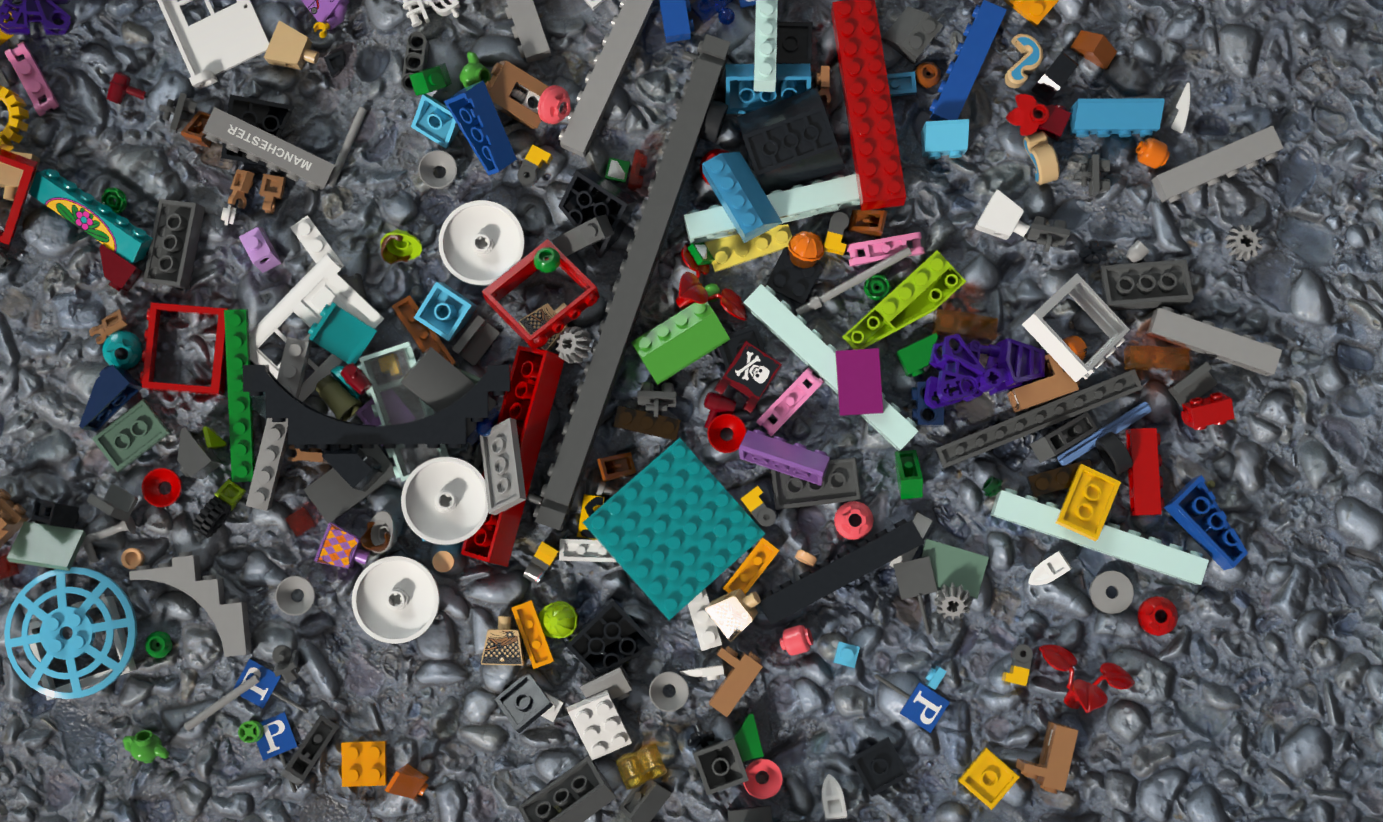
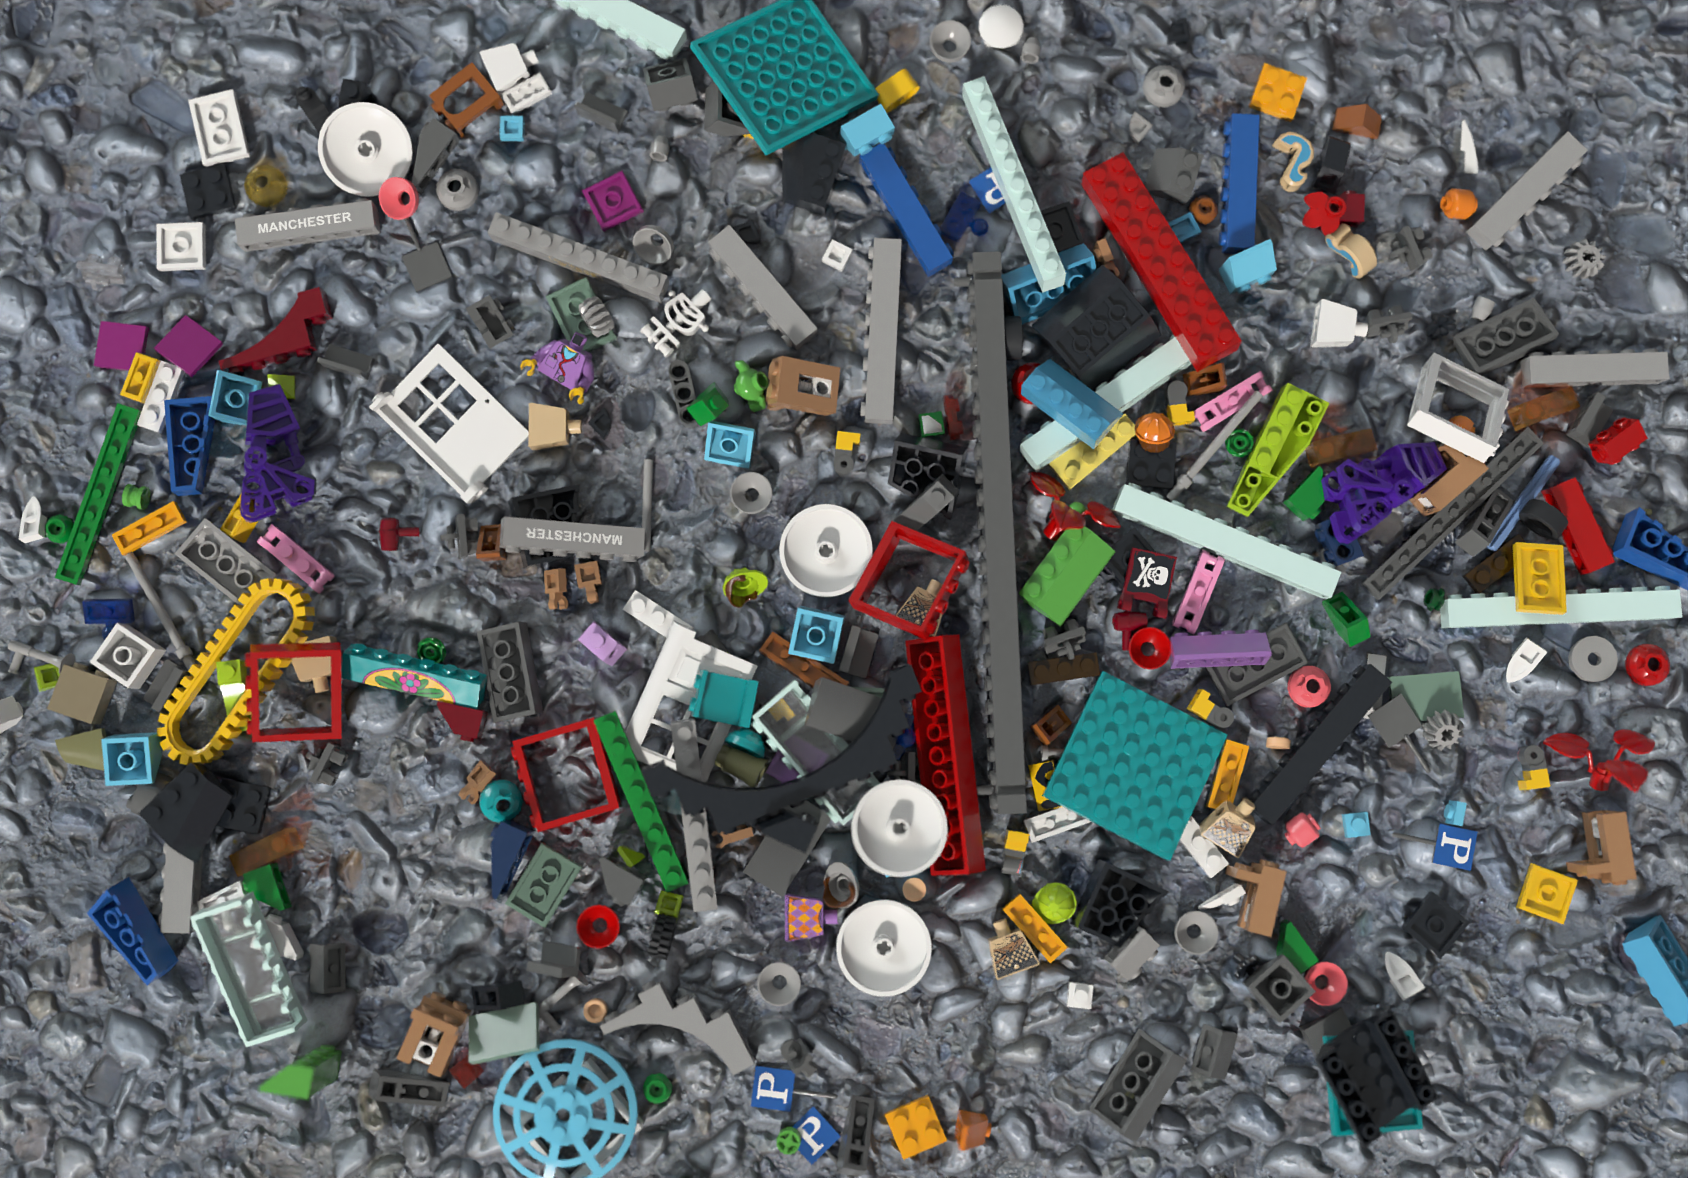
camera: 25 degrees left, 0 degrees up
(221, 702) = (746, 1121): light grey bar -> none
(229, 215) = (555, 620): white plate -> none
(300, 521) = (752, 905): clear red plate -> none
(356, 378) = (757, 738): dark red piece -> none
(482, 127) = (781, 432): blue wedge -> none
(502, 467) = (944, 771): light grey plate -> none
(523, 702) = (1054, 1001): plate -> none
(547, 265) = (906, 547): green plate -> none
(550, 103) = (844, 382): coral piece -> none
(573, 344) = (957, 619): light grey gear -> none
(599, 725) = (1141, 994): white plate -> none
(641, 766) = (1198, 1019): clear yellow brick -> none
(700, 253) = (1051, 476): green tile -> none
(859, 382) = (1263, 545): magenta tile -> none
(1116, 116) = (1410, 181): dark azure slope -> none

